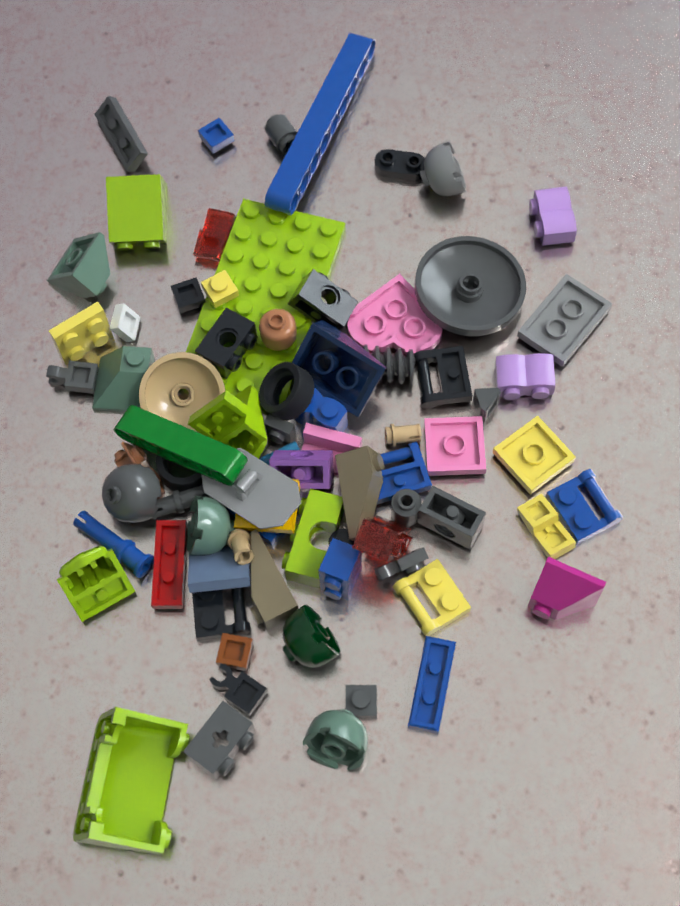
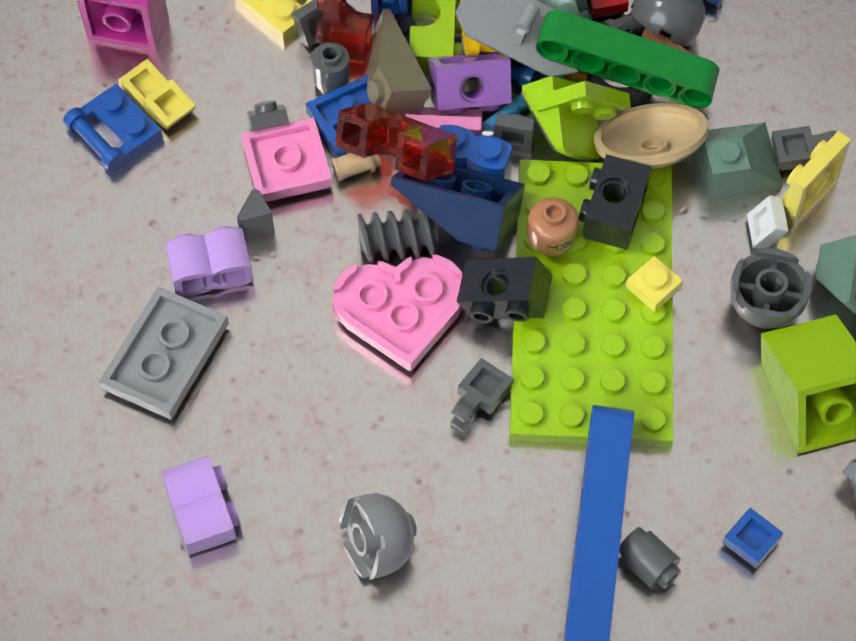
camera: 165 degrees right, 5 degrees down
(145, 263) = (770, 288): none -> dark grey cylinder
(188, 295) = (699, 281): black plate -> none
(214, 235) = (695, 381): clear red slope -> none
(297, 400) = (503, 156): black tyre -> none
(354, 395) = (418, 147): none -> clear red arch
(357, 252) = (481, 389): none -> dark grey plate
(400, 165) = (452, 556): black plate -> none
(451, 517) = (272, 65): dark grey brick -> none
(452, 376) = (308, 248): black plate -> none
(463, 481) = (267, 115): none -> dark grey plate
(470, 286) = (304, 359): dark grey dish -> none
(534, 454) = (183, 169): light yellow plate -> none

